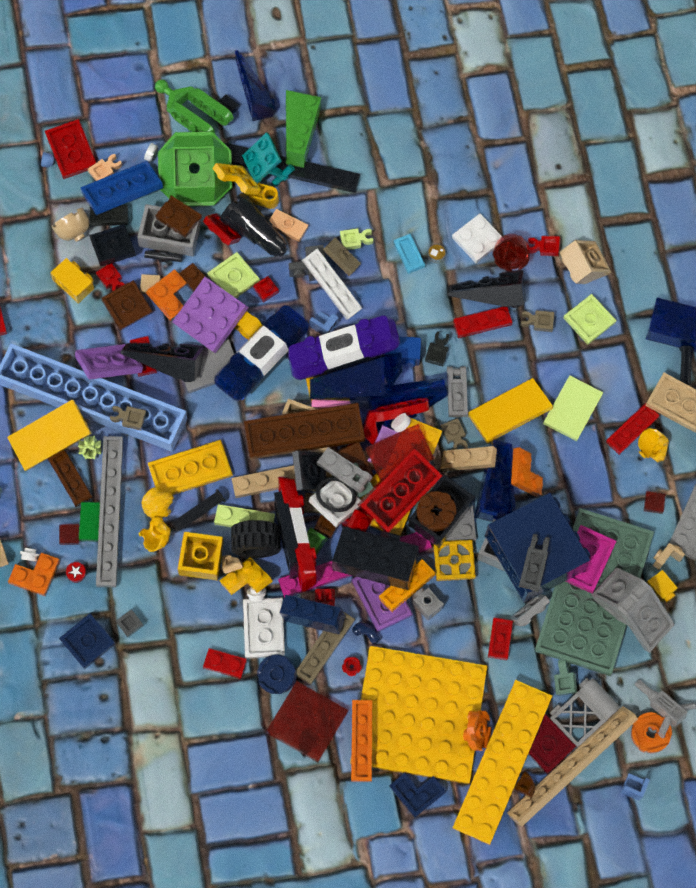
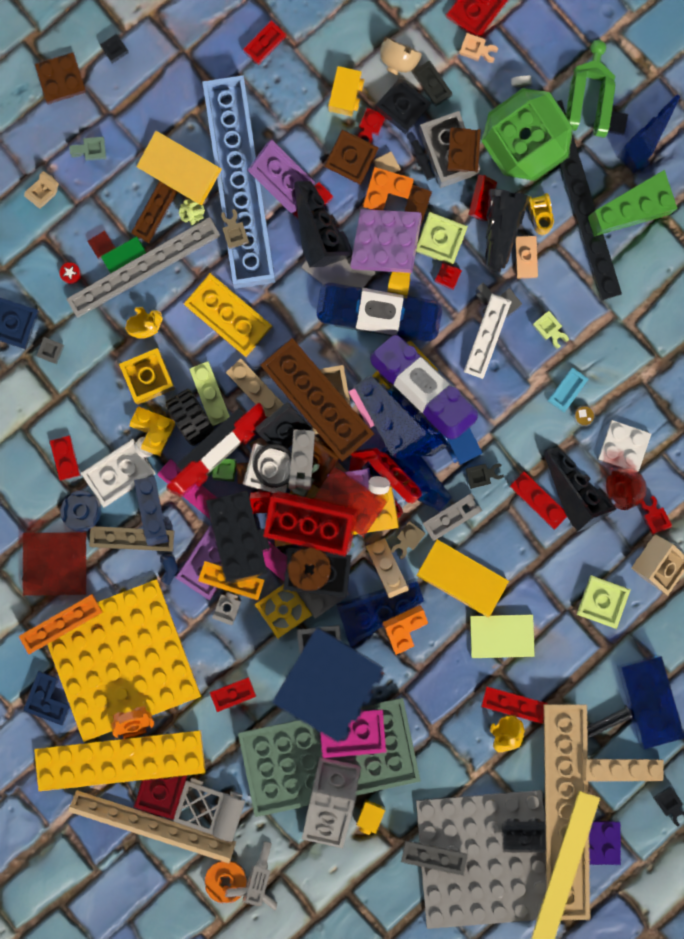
camera: 65 degrees right, 15 degrees up
(29, 554) = (60, 222): white plate -> none
(37, 579) = (42, 242): orange plate -> none
(121, 187) = (466, 77): blue plate -> none
(157, 503) = (173, 306): yellow hair -> none
(198, 511) = (191, 347): black axle -> none
(230, 564) = (157, 407): tan tile -> none
(239, 175) = (544, 180): yellow plate -> none
(263, 159) = (573, 195): teal plate -> none
(324, 323) = (445, 352): medium blue panel -> none
(325, 596) = (177, 512): red tile -> none
(342, 256) = (522, 328): dark tan plate -> none
(351, 661) = (129, 568): red plate -> none
(525, 785) = (110, 794): reddish brown tile -> none
(533, 607) = (264, 705): light grey plate -> none
(534, 565) = (300, 694): dark grey hinge -> none
(541, 320) = (574, 556): dark tan plate -> none
(565, 681) = (227, 776): sand green plate -> none
(634, 787) = (166, 893): medium blue panel -> none
(654, 502) = (452, 764): clear red tile -> none
(662, 555) = (401, 802): tan bracket -> none

